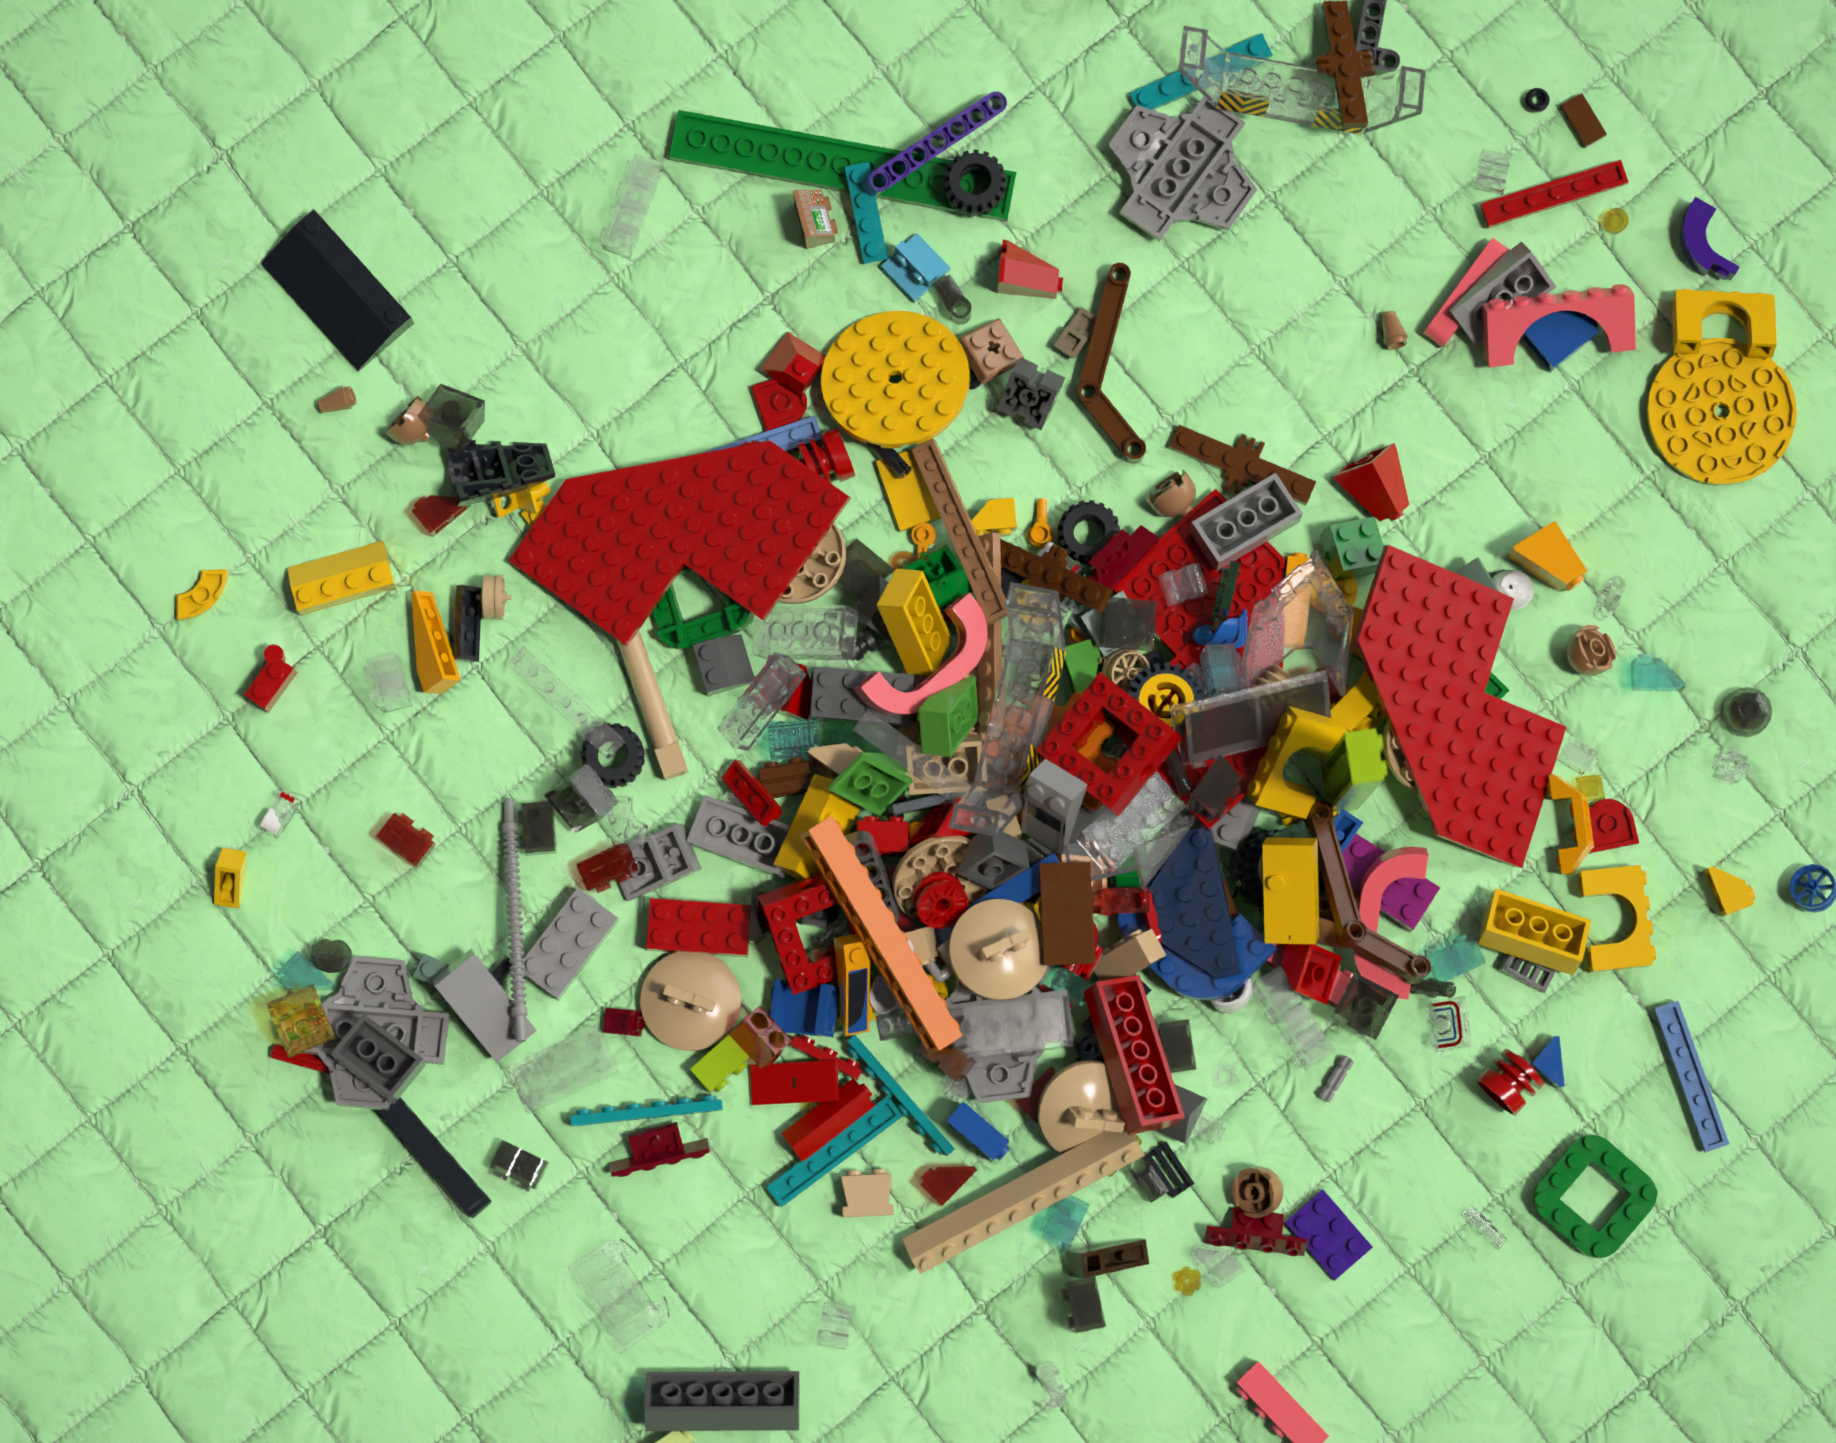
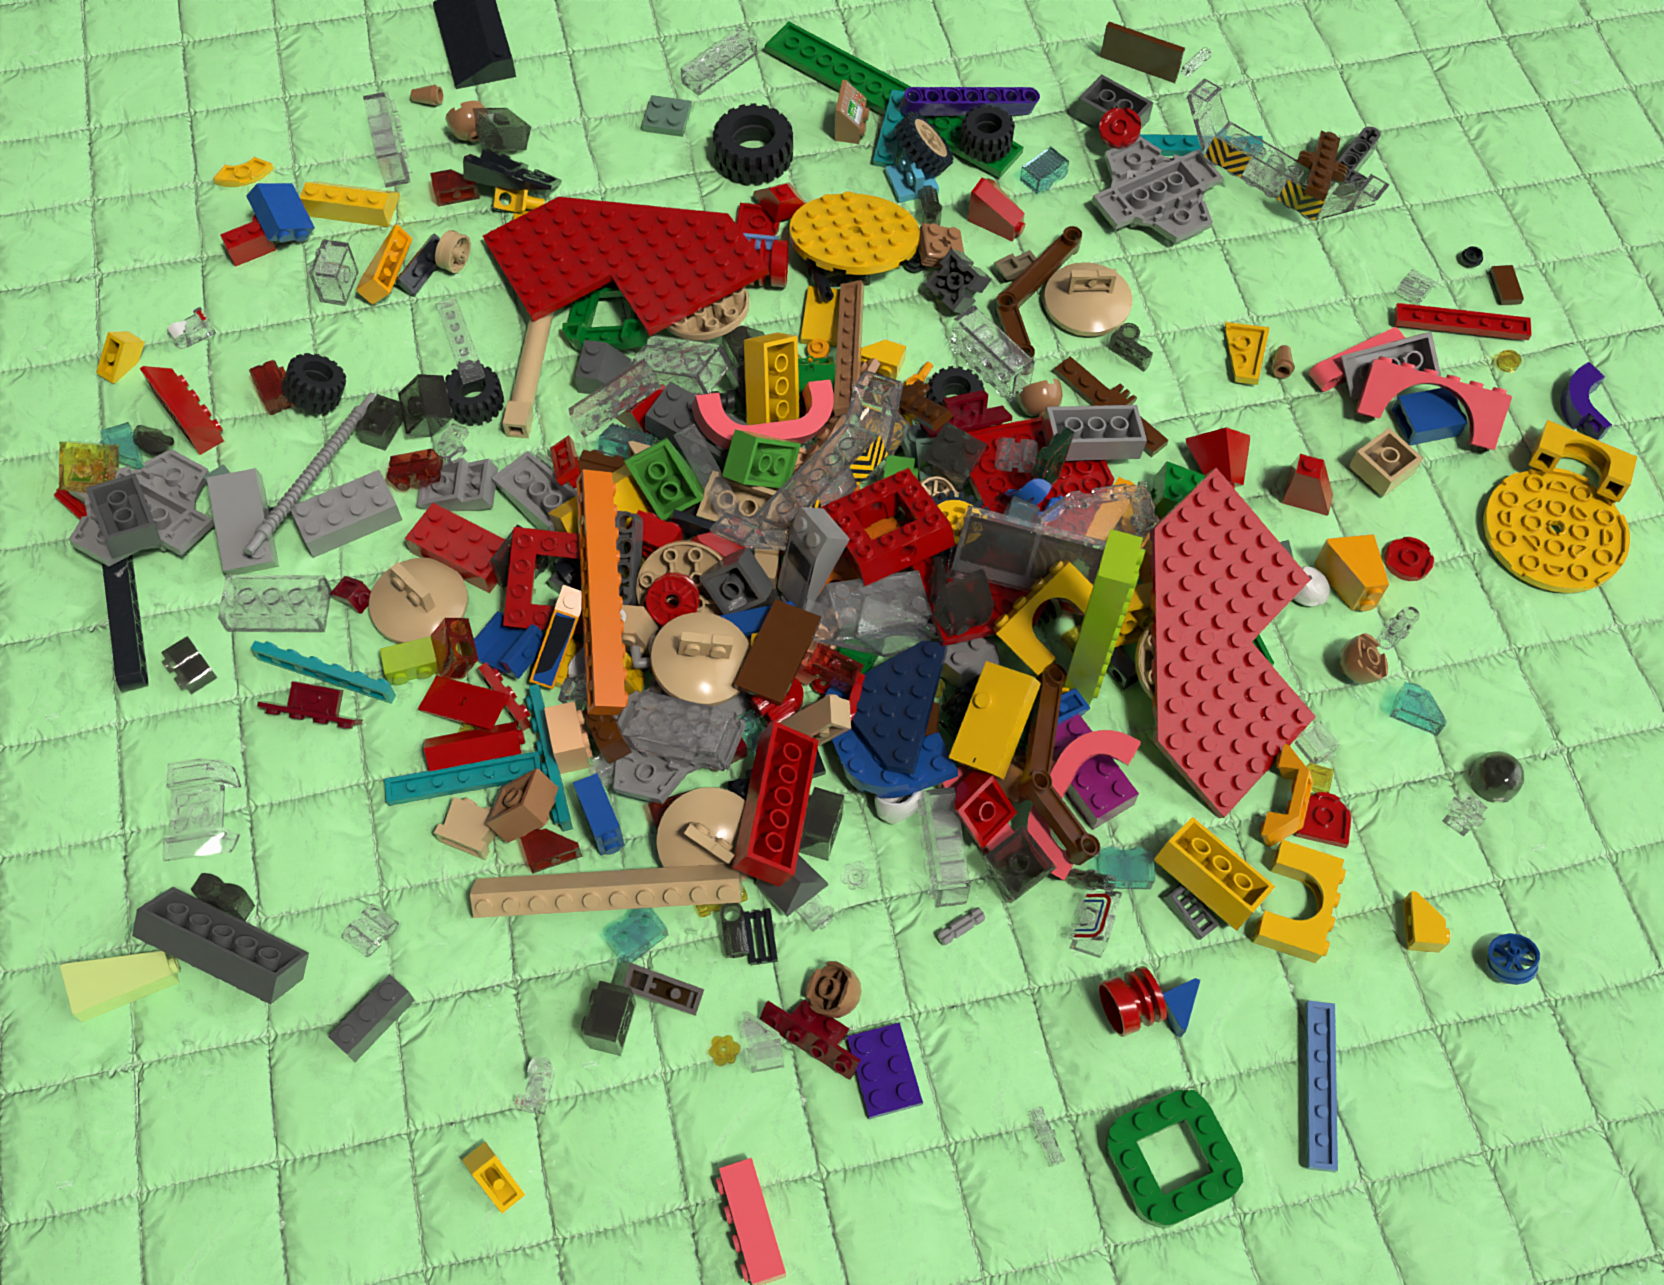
camera: 25 degrees right, 20 degrees down
(292, 639) = (280, 212): none -> blue brick
(336, 485) = (388, 139): none -> clear brick
(338, 907) = (184, 407): none -> red slope
(446, 837) = (314, 383): none -> black tyre
(611, 303) = (667, 115): none -> sand green plate
(701, 1358) = (223, 895): none -> clear smoke brick
(730, 276) = (750, 124): none -> black tyre
(883, 1397) = (372, 1018): none -> dark grey brick
(910, 1072) = (568, 737): none -> light nougat brick
(910, 1158) = (522, 805): none -> medium nougat brick
(915, 230) = (924, 144): none -> black wheel
(1052, 192) = (1044, 170): none -> clear light blue brick
(1091, 75) = (1107, 94): none -> dark grey brick
(1103, 467) = (991, 353): none -> clear brick
(1113, 110) = (1120, 127): none -> red tile
(1167, 343) = (1088, 299): none -> tan bracket
(1246, 391) = (1125, 344): none -> clear smoke plate
(1352, 333) = (1246, 350): none -> yellow wing
(1470, 475) = (1308, 485): none -> red slope
(1536, 414) = (1386, 462): none -> tan brick
(1594, 509) = (1409, 559): none -> red tile

